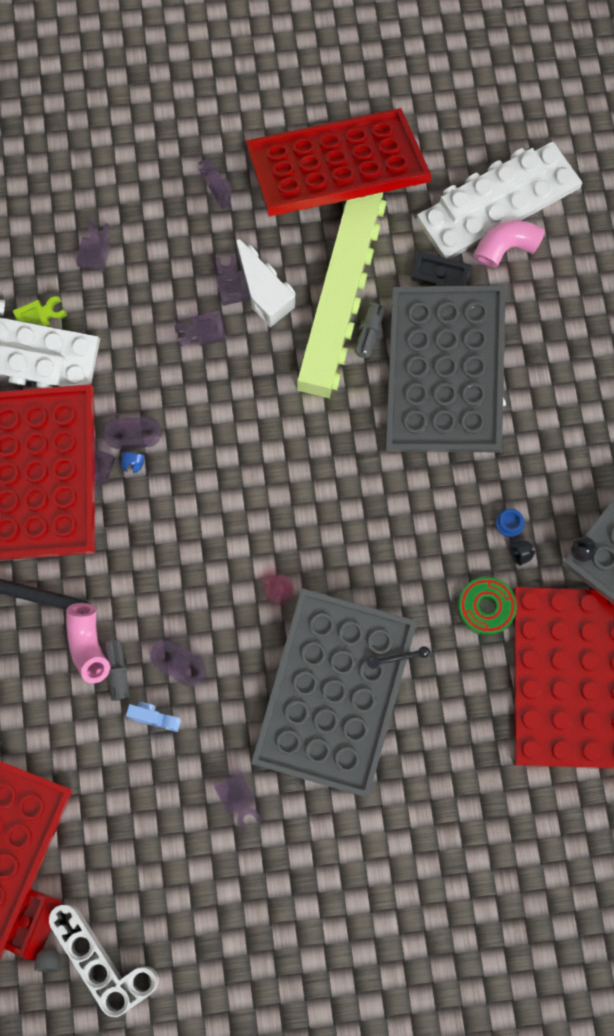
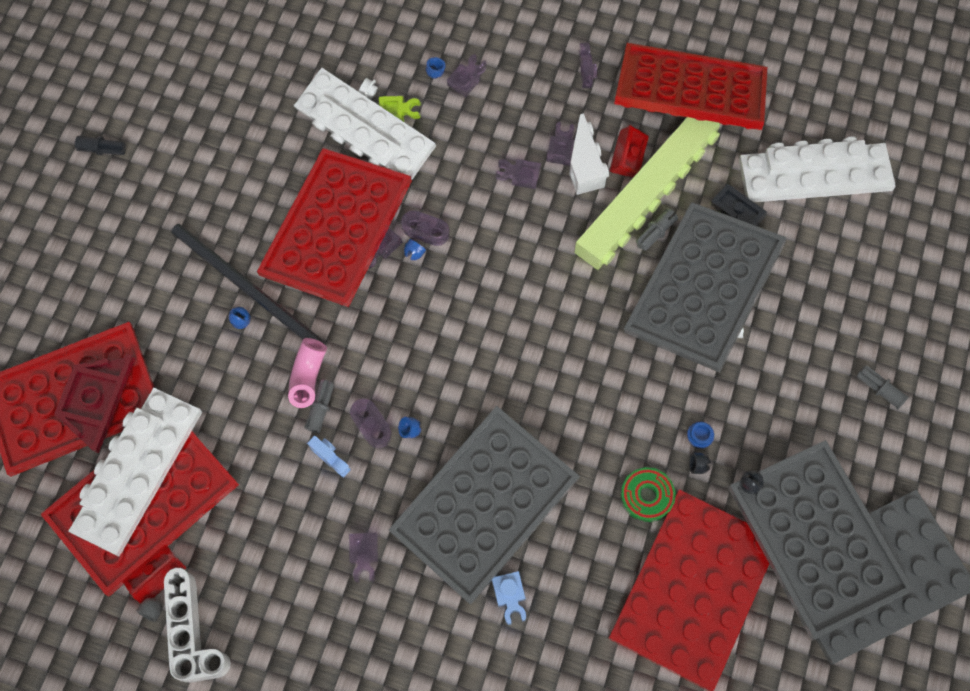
camera: 30 degrees right, 5 degrees down
(58, 250) = (438, 67): none -> blue hinge
(214, 653) = (406, 423): none -> blue hinge
(278, 589) = (480, 402): clear pink tile -> none
(302, 259) = (629, 152): none -> red slope
(374, 662) = (526, 493): black hinge -> none
(398, 767) = (510, 592): none -> light blue plate
(506, 236) = (807, 201): bright pink cylinder -> none

